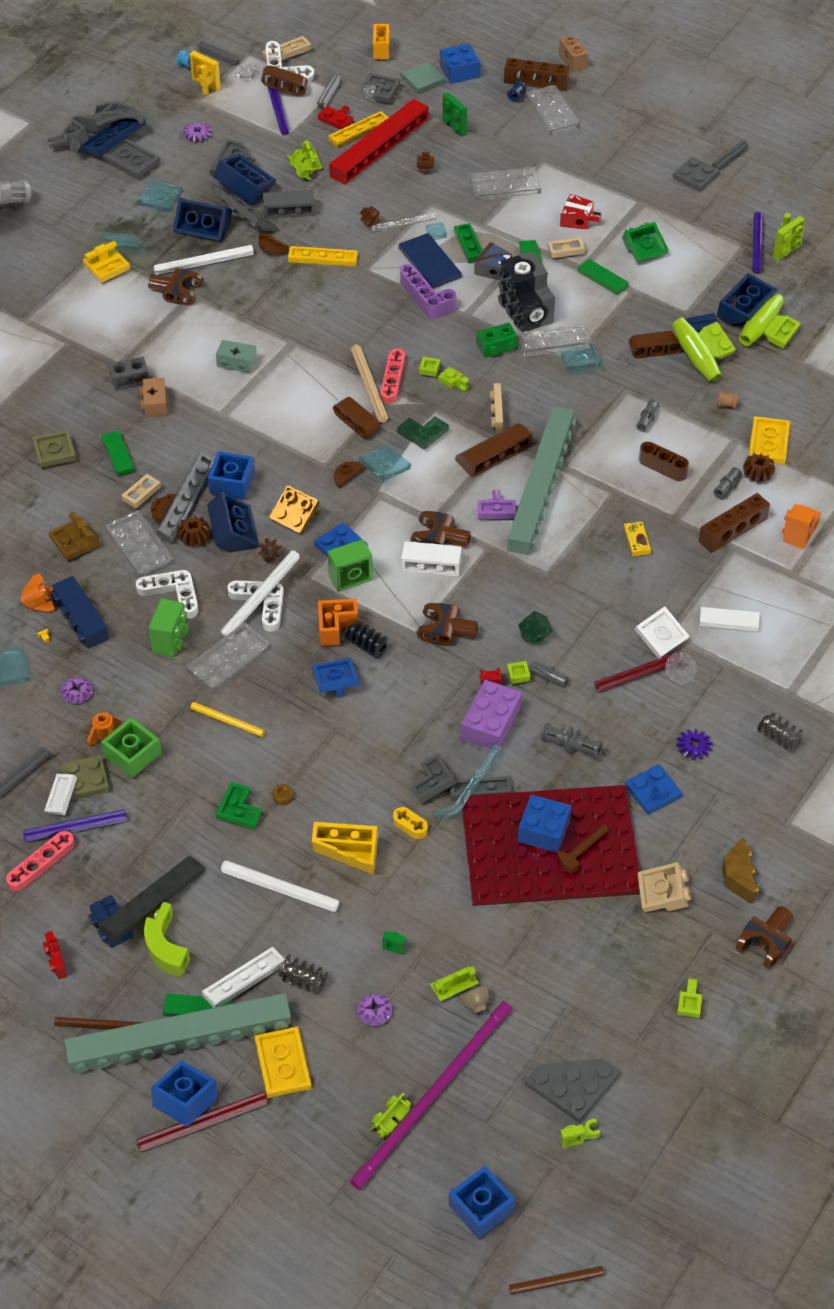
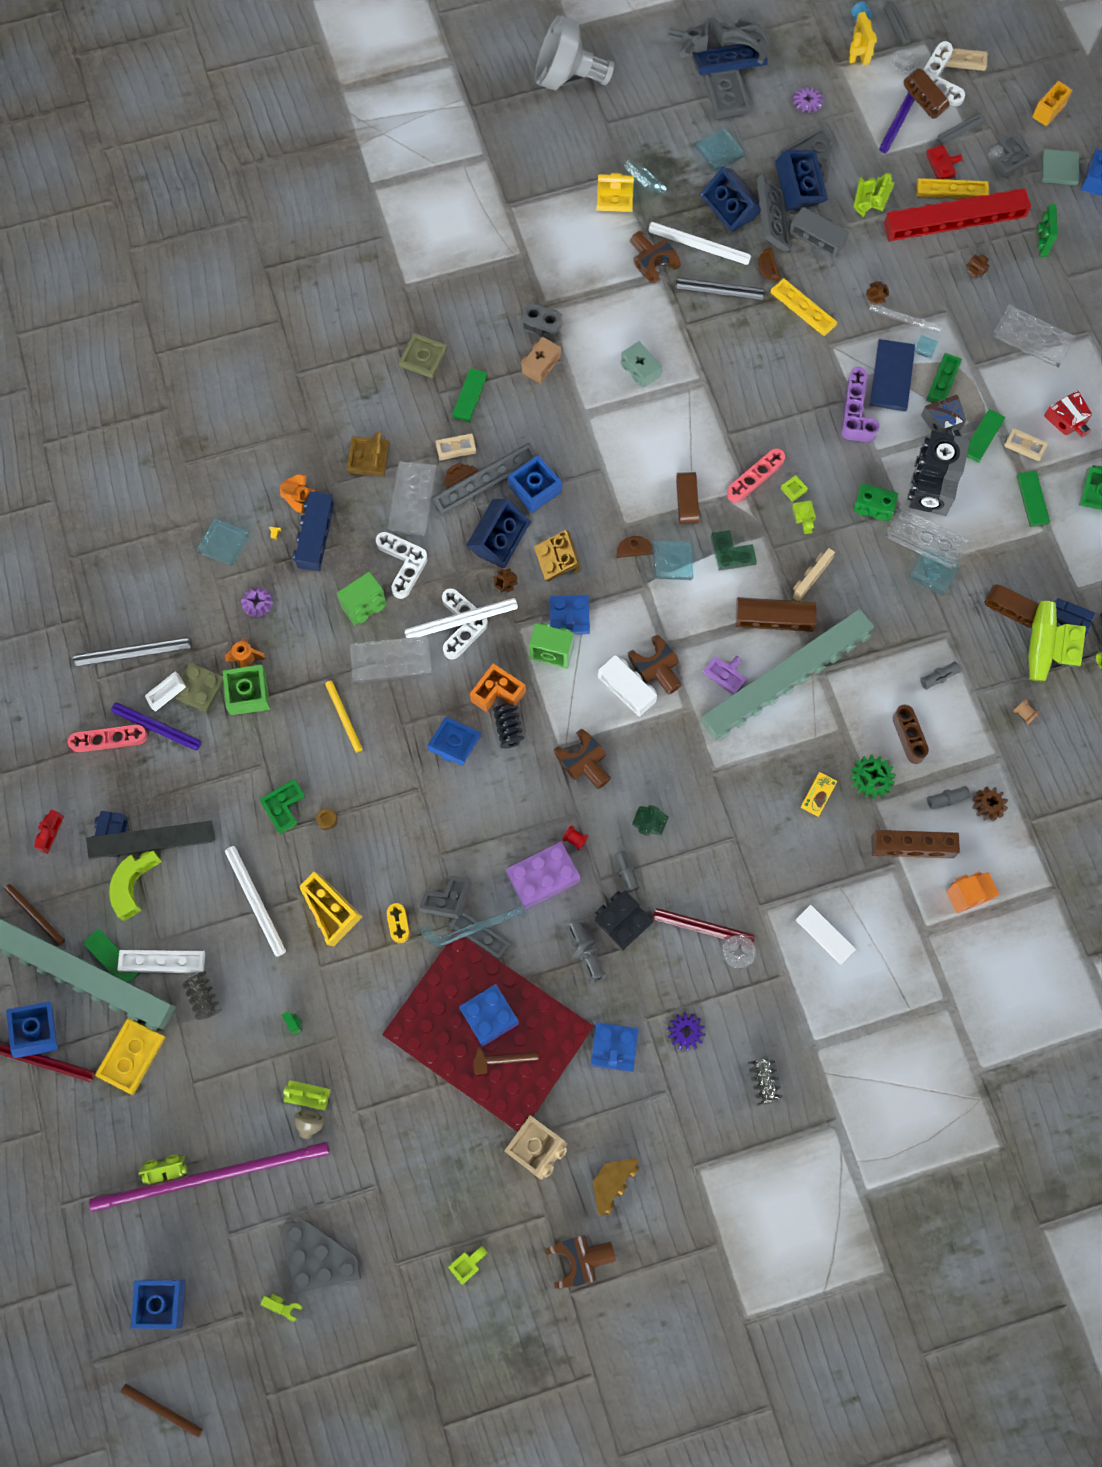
camera: 40 degrees right, 20 degrees up
(193, 531) = (455, 517): reddish brown gear -> none
(248, 278) = (720, 288): none -> axle
(367, 1015) = (232, 1077): medium lavender gear -> none
(369, 384) = (729, 469): tan axle -> none
(518, 672) = (602, 850): lime plate -> none
(577, 705) = (623, 919): none -> black plate
(661, 632) = (752, 906): white hinge -> none
(664, 502) = (864, 774): none -> green gear
(770, 438) = (1028, 780): yellow tile -> none

